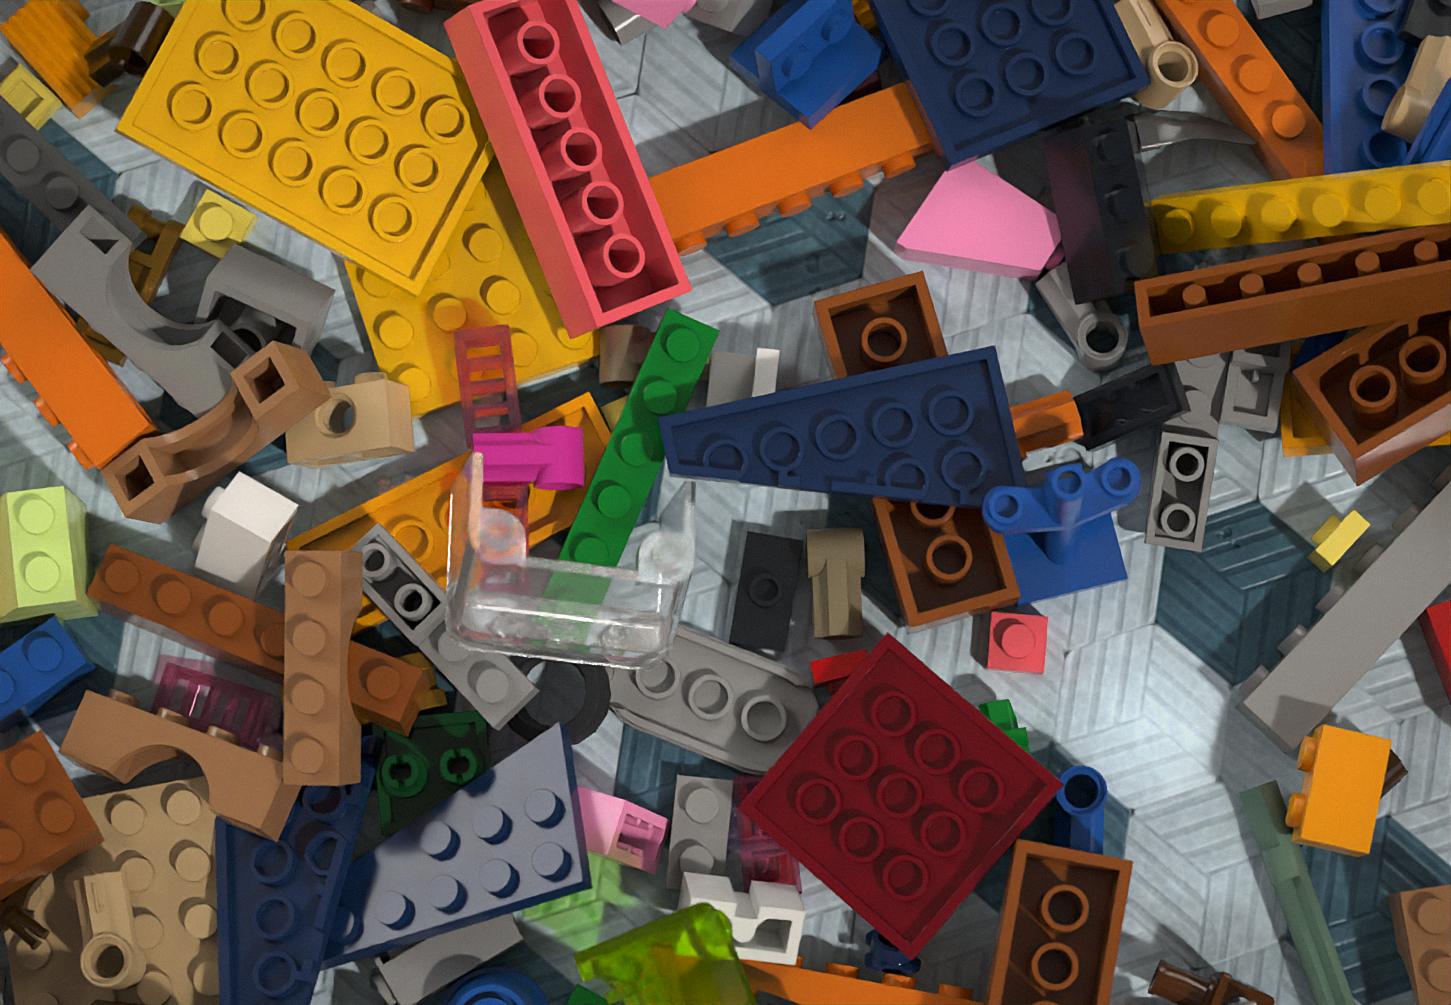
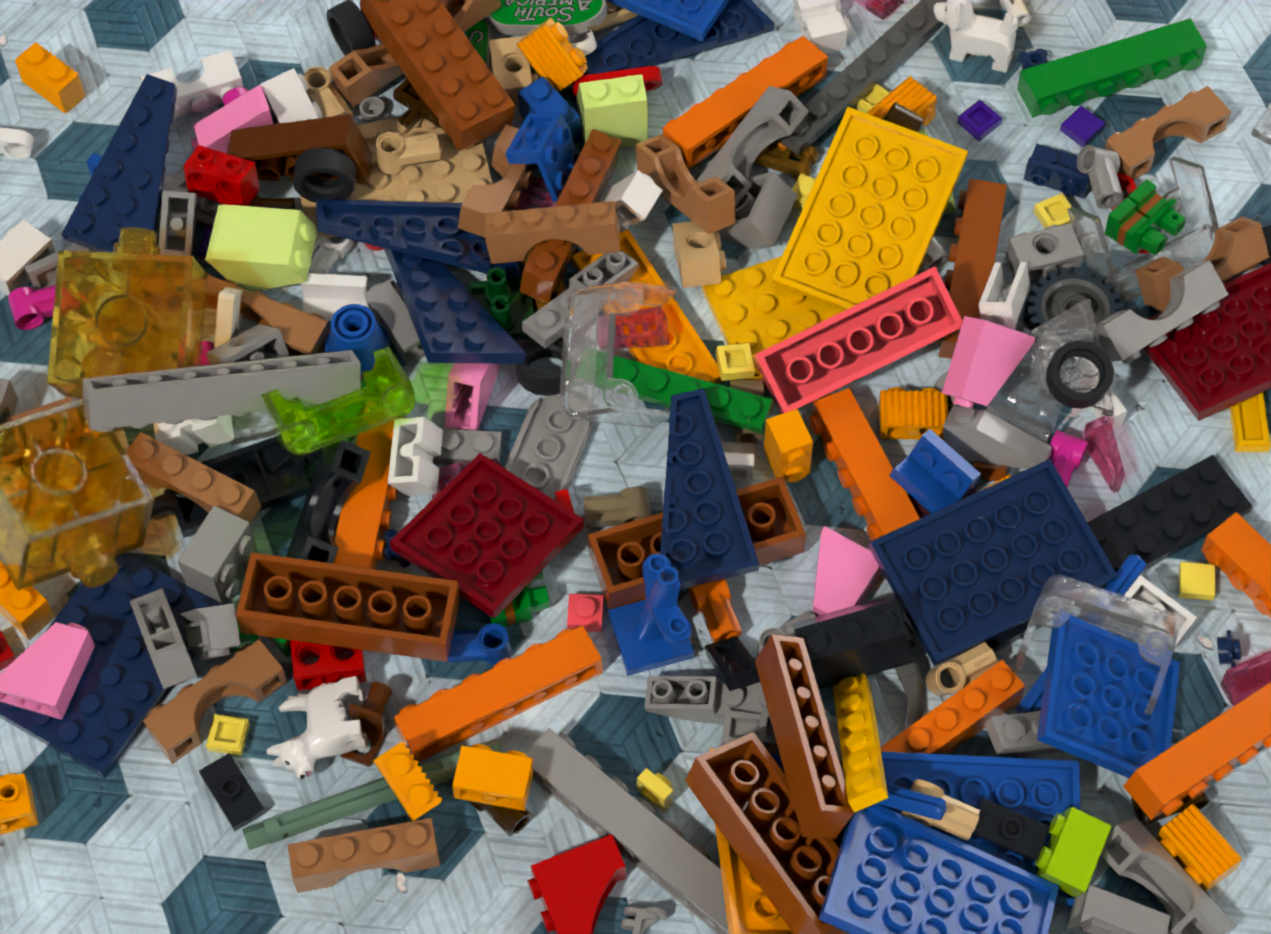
camera: 90 degrees right, 20 degrees down
(124, 681) = (548, 142): none -> blue bracket
(485, 337) = (732, 307): clear pink slope -> none
(546, 458) = (680, 344): dark pink piece -> none
(575, 369) = (735, 362): none -> light yellow plate
(678, 85) = (911, 413): none -> light orange brick
(749, 289) = (788, 446): none -> light orange brick
(765, 592) = (609, 475): black plate -> none
(1167, 787) = (499, 693): none -> orange brick
(1337, 930) = (407, 781): none -> light orange brick

